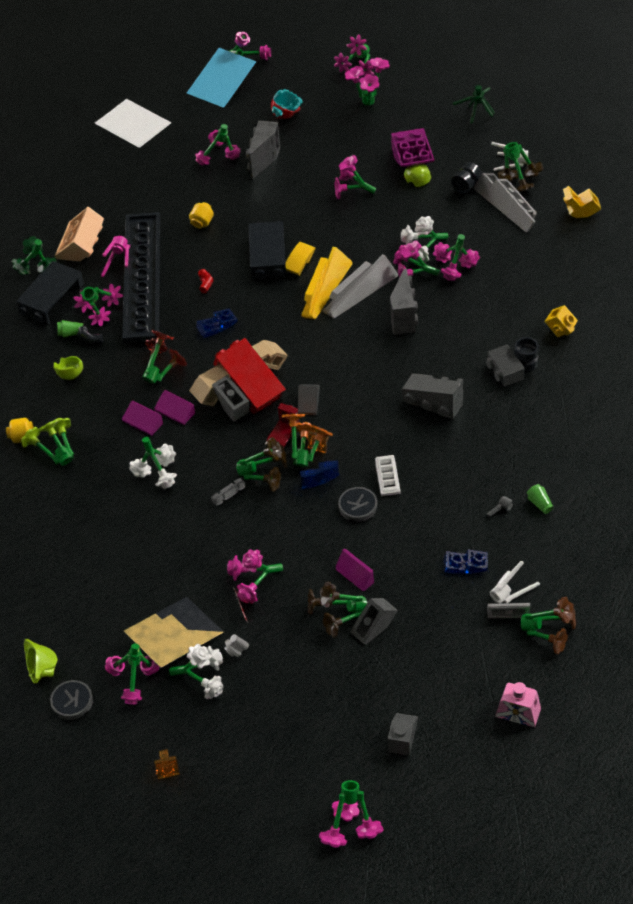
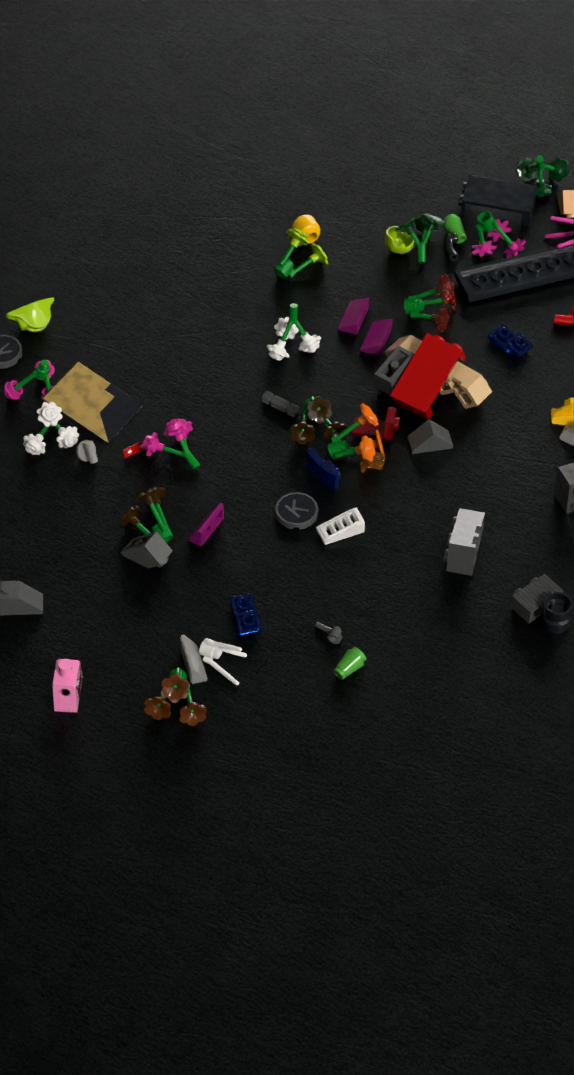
camera: 70 degrees right, 0 degrees up
(62, 351) = (426, 224): none -> dark green plant

